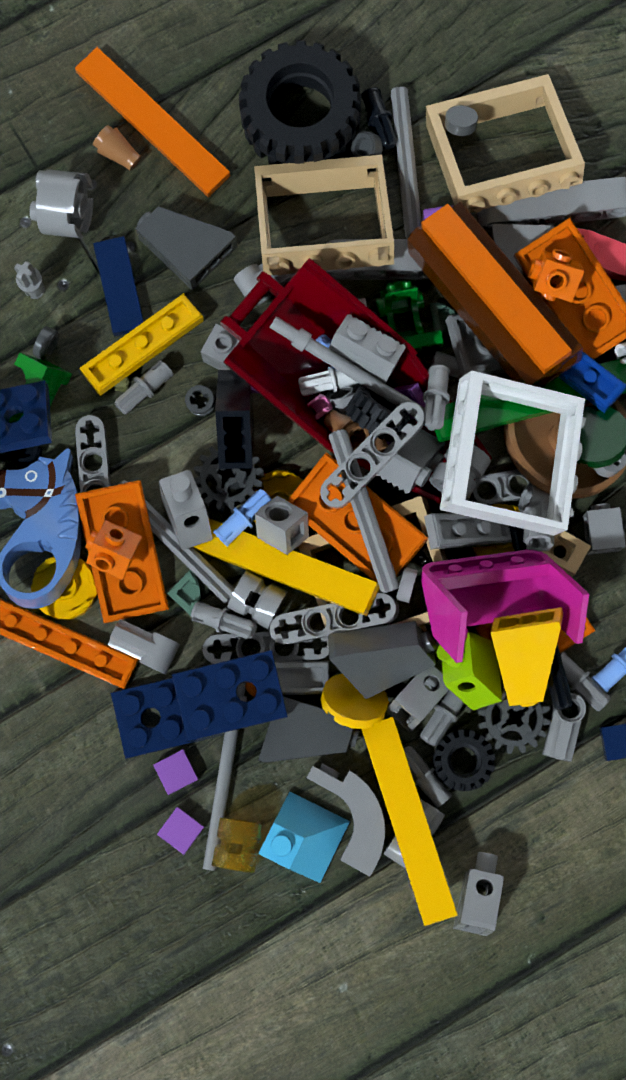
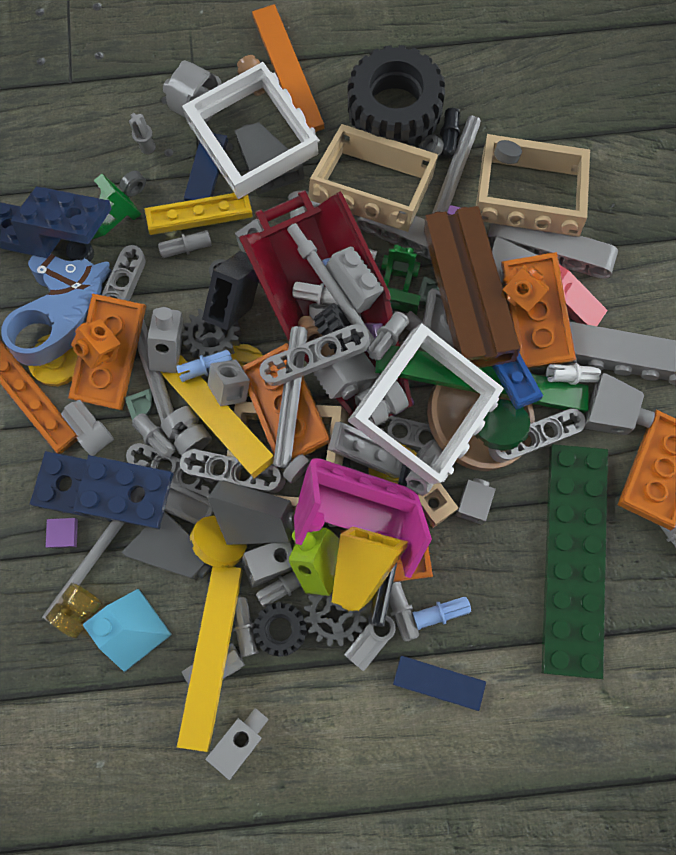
camera: 25 degrees right, 5 degrees down
(179, 172) = (233, 91): none -> white window
(180, 830) = (41, 579): medium lavender tile -> none
(321, 405) = (303, 308): bright pink hand -> none
(368, 828) = (183, 637): light grey arch -> none
(496, 289) = (474, 278): orange tile -> none

